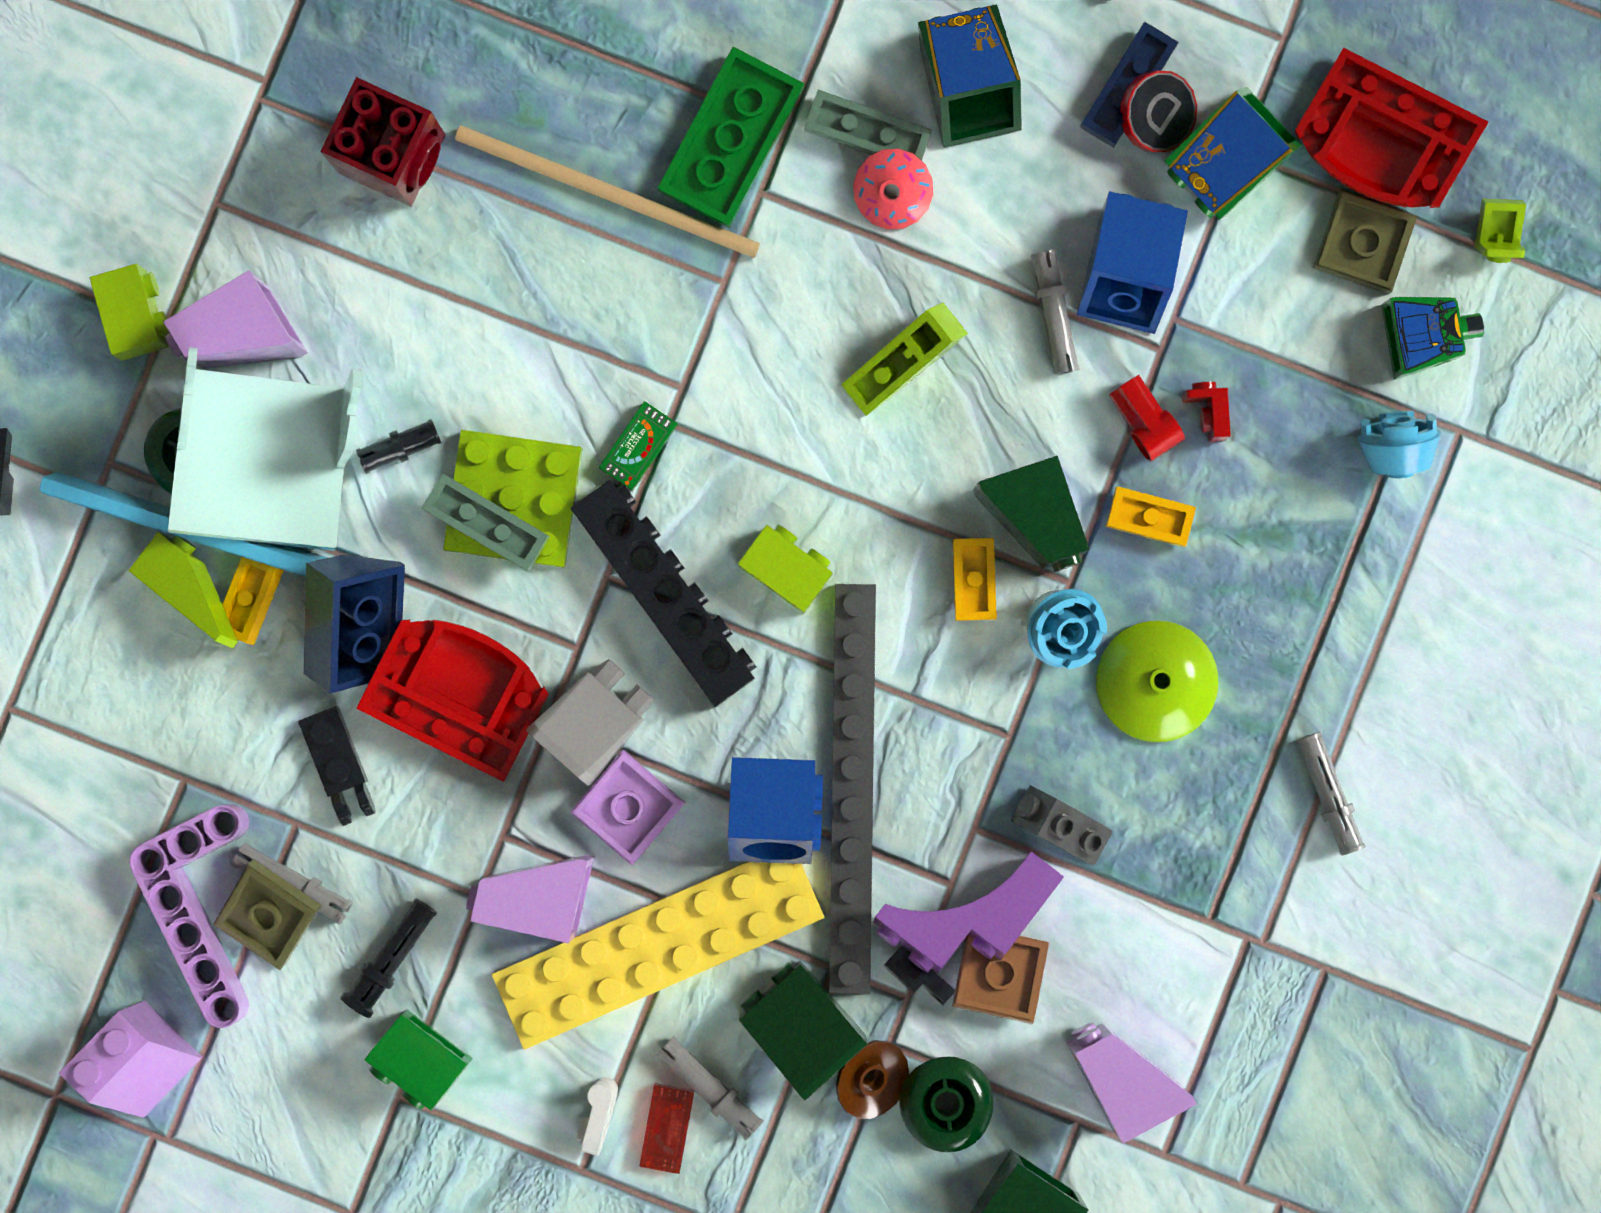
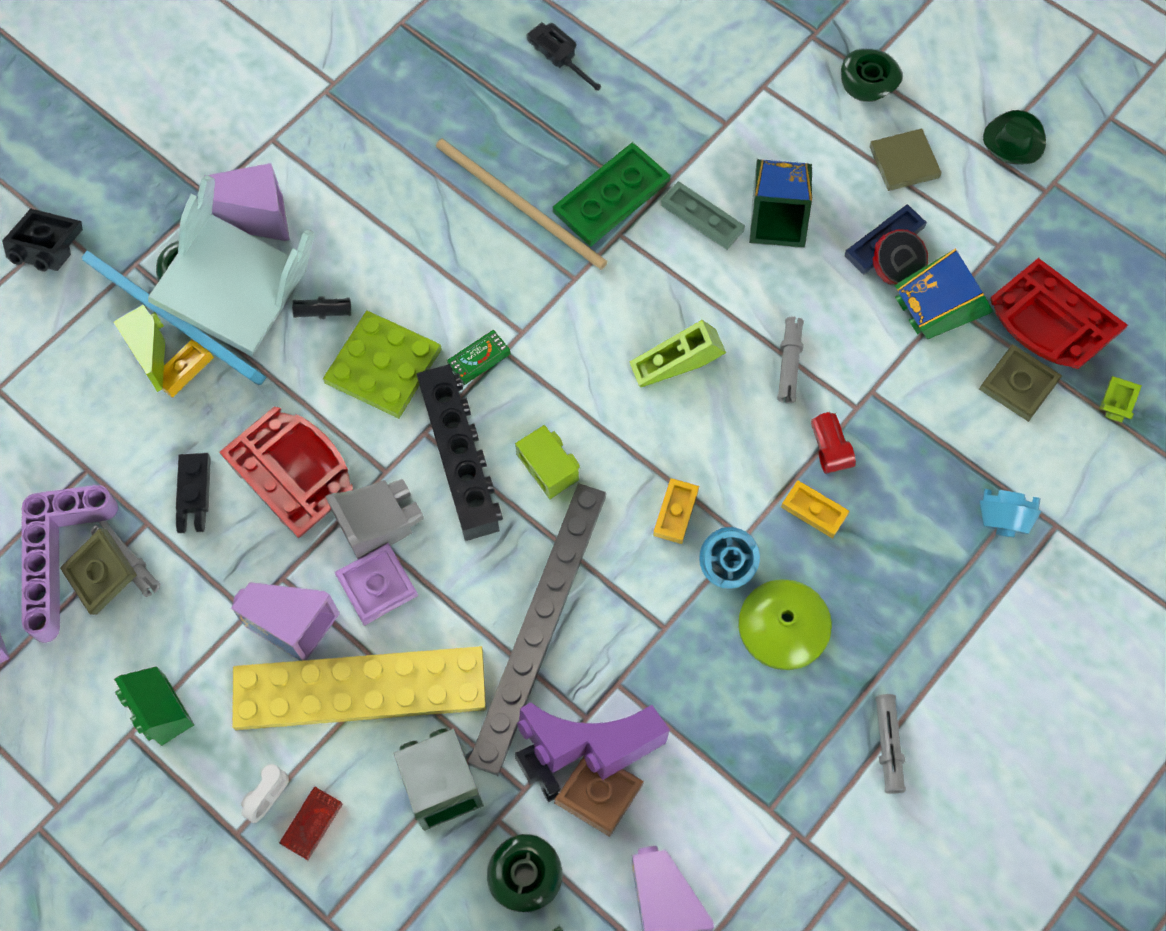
camera: 20 degrees right, 20 degrees down
(130, 311) = (185, 175): lime brick -> none
(350, 618) = (241, 392): dark blue slope -> none
(382, 978) = (154, 639): black pin -> none
(384, 142) = (389, 125): dark red brick -> none
(485, 522) = (357, 364): sand green plate -> none
(710, 1088) = (359, 814): light grey pin -> none
(774, 810) = (475, 611): blue brick -> none
(878, 1090) = (477, 850): reddish brown dish -> none
(896, 168) = (716, 262): coral dish -> none
(1037, 512) = (733, 473): dark green slope -> none
(1061, 825) = (683, 699): dark grey bracket -> none
(1133, 262) = (852, 343): blue slope -> none
(1215, 417) = (882, 447): red bracket -> none
(1426, 332) = (1049, 449): torso -> none

